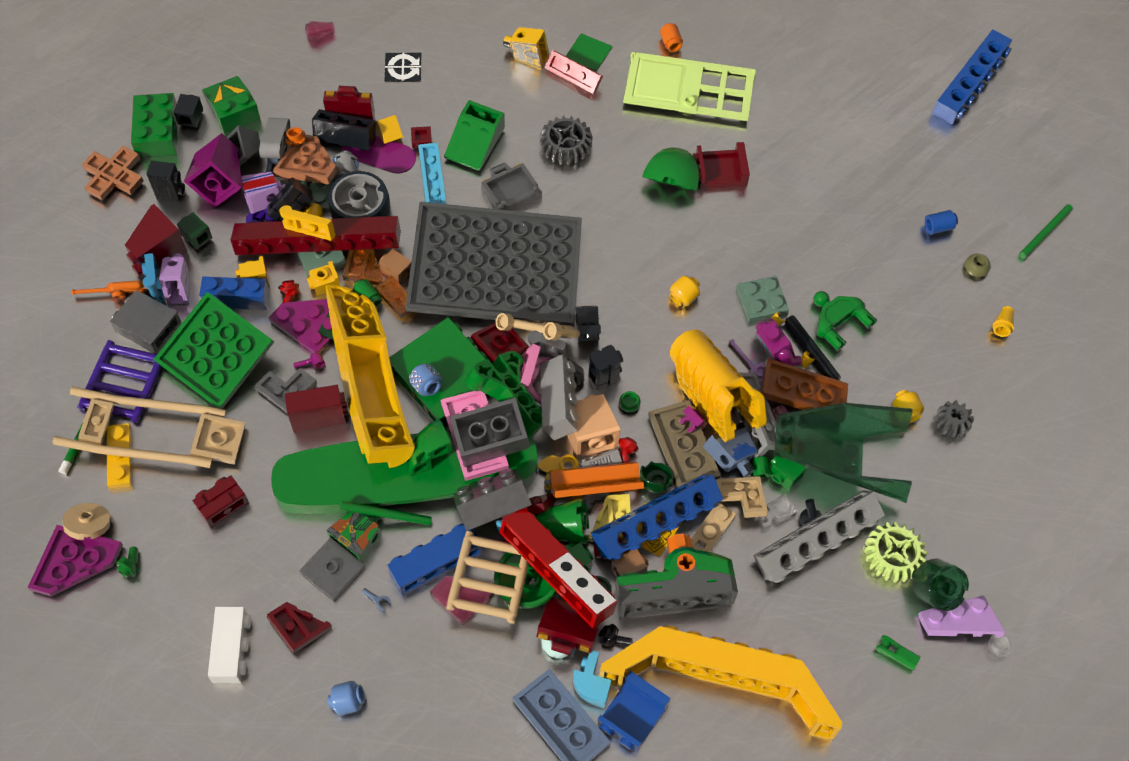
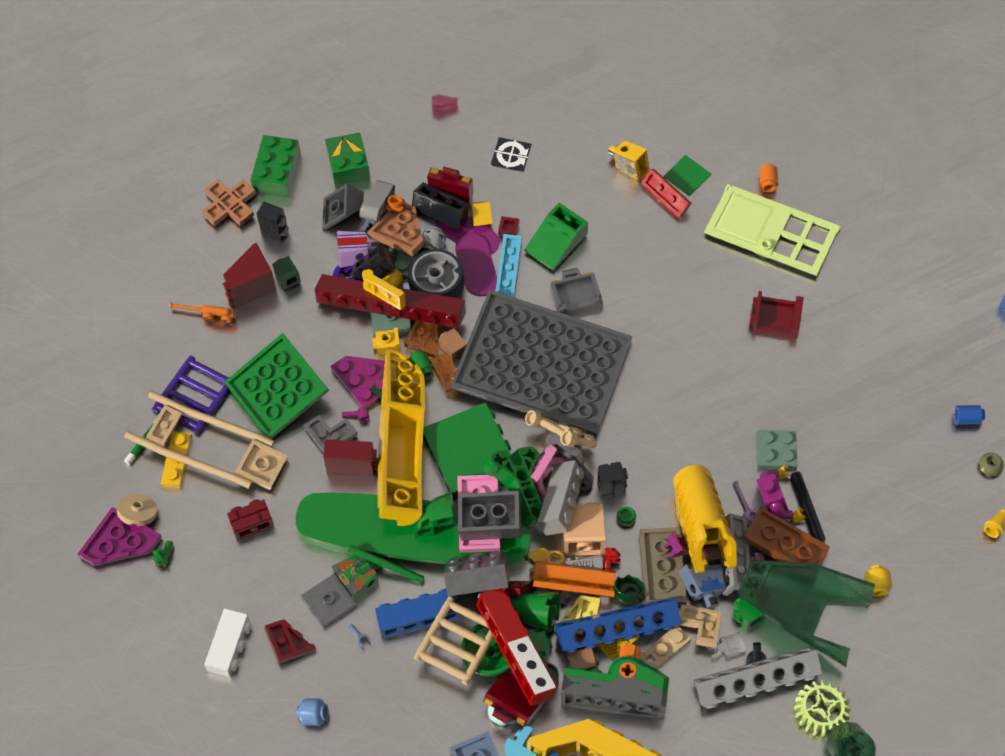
camera: 20 degrees right, 0 degrees up
(145, 321) = (225, 346): flat silver brick -> none
(151, 281) = (241, 311): dark azure plate -> none
(173, 270) = (259, 306): lavender torso -> none
(188, 110) = (308, 158): black brick -> none
(215, 171) = (317, 221): magenta slope -> none
(237, 292) = (309, 337): blue brick -> none
(253, 269) = (327, 323): yellow brick -> none
(289, 288) = (355, 344): red plate -> none
(399, 180) = (477, 264): none -> magenta sticker
(425, 379) = (449, 455): medium blue head -> none
(441, 594) = (413, 644): clear pink wing -> none
(496, 342) = (523, 435): dark red plate -> none
(568, 145) = (640, 265): flat silver gear -> none
(588, 323) = (609, 435): black brick -> none
(609, 637) = (547, 718): black plate -> none
(673, 167) = (730, 306): green brick -> none
(684, 291) = (706, 426): yellow head -> none
(761, 466) = (726, 603): green hose -> none
(836, 313) = (840, 479): green connector -> none
(954, 418) = (913, 599): dark grey gear -> none

